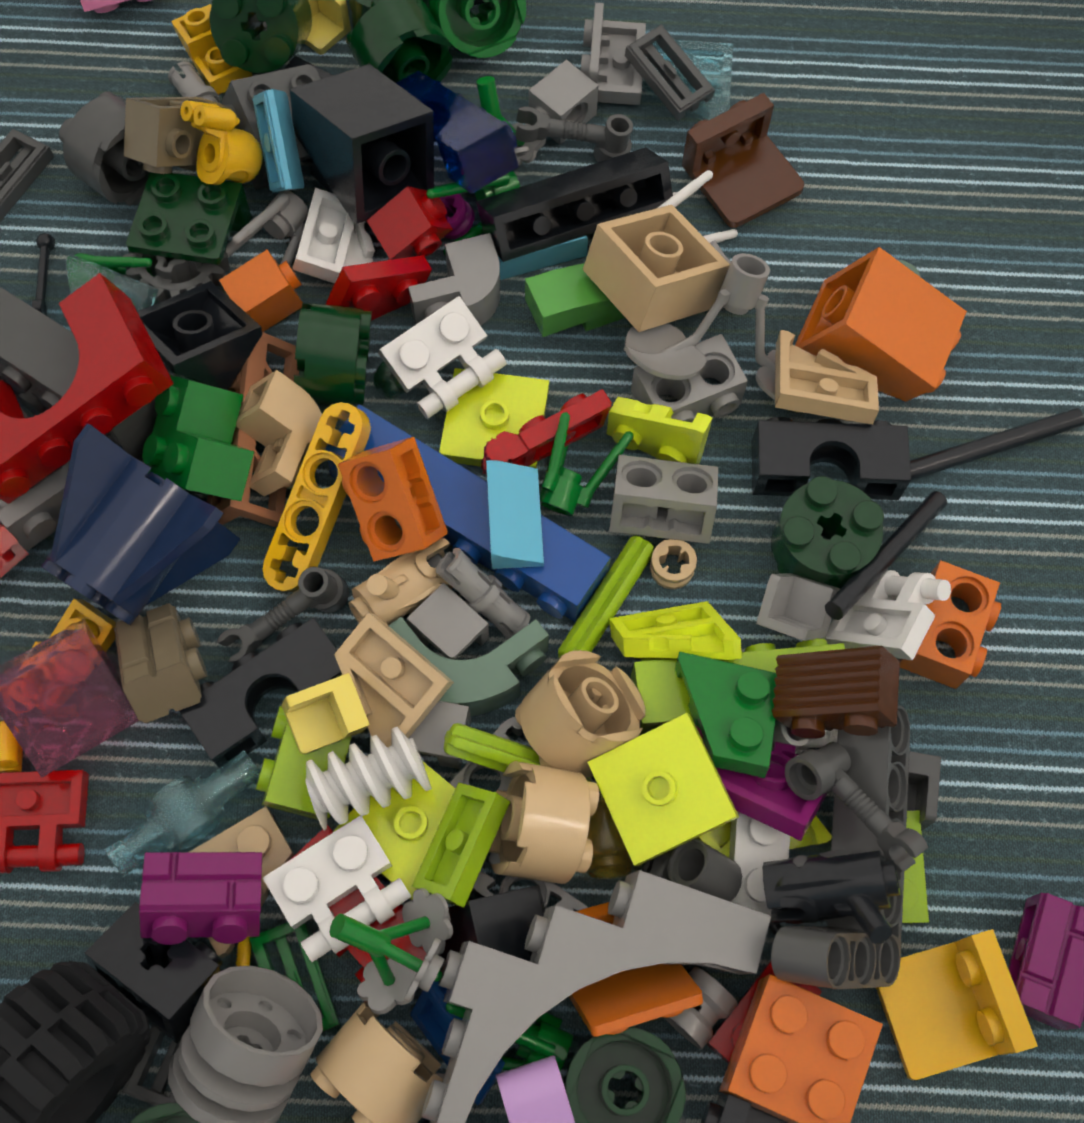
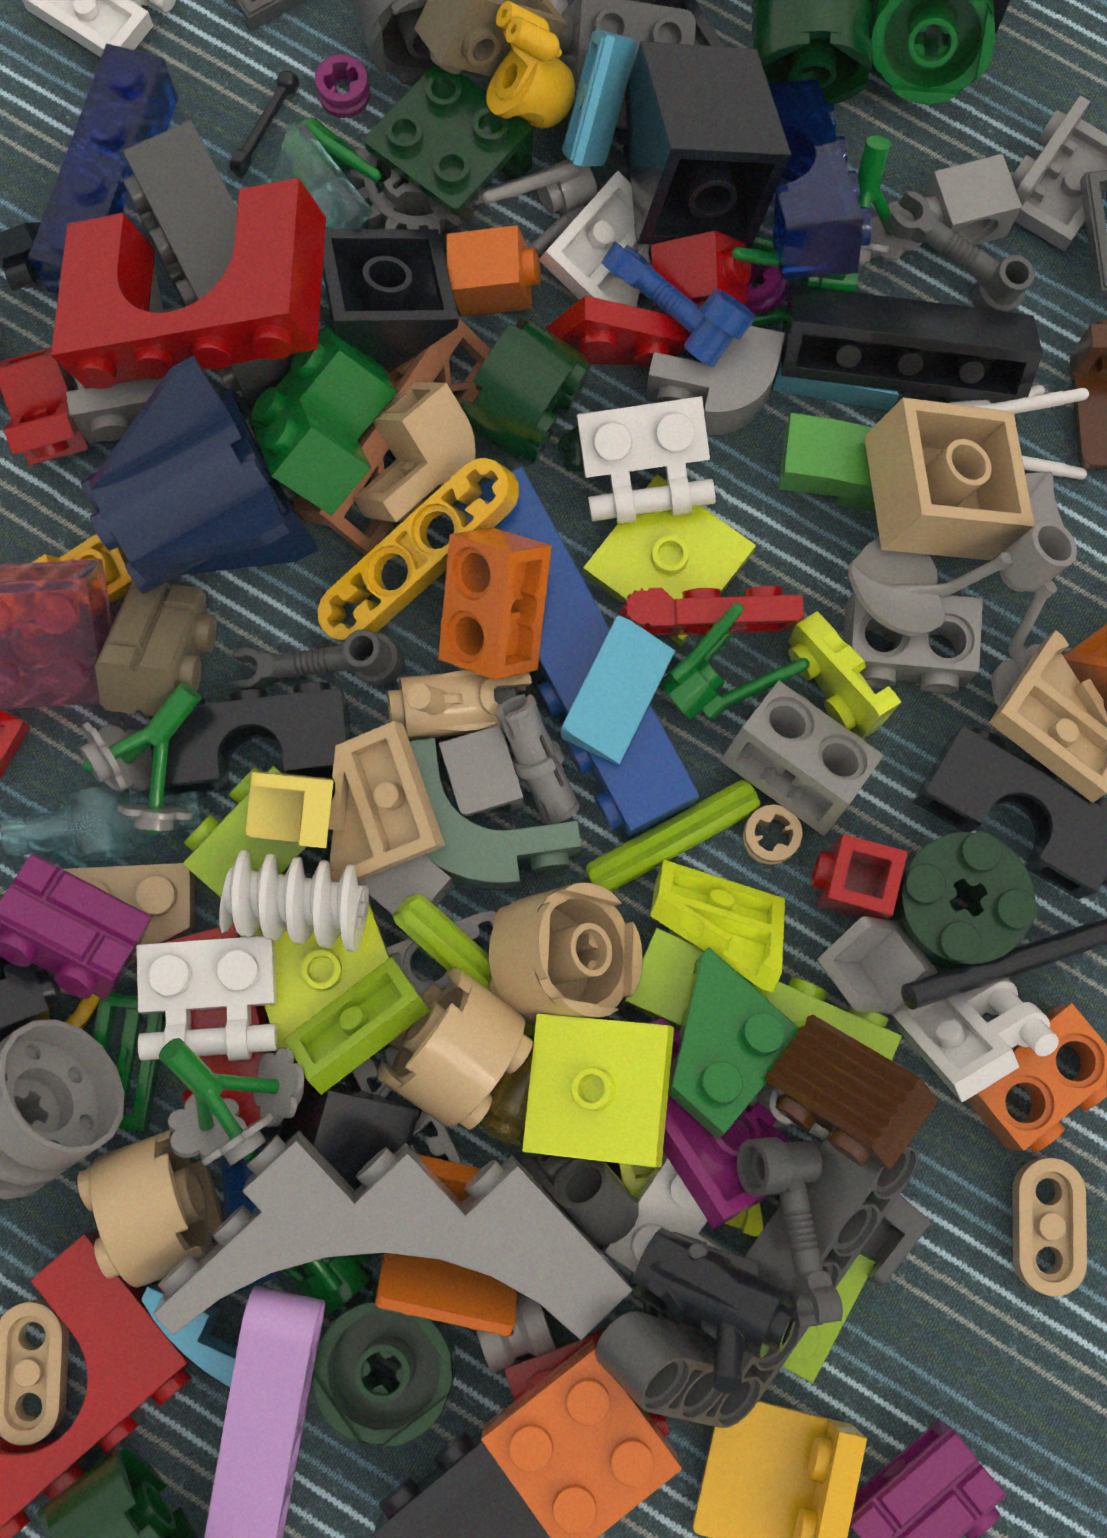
camera: 30 degrees right, 10 degrees up
(83, 213) = (342, 67): none -> magenta bush
(180, 754) = (126, 760): none -> plant
(439, 249) = (710, 327): none -> blue brick
(750, 555) = (858, 878): none -> red brick
(1018, 720) = (1054, 1225): none -> tan plate

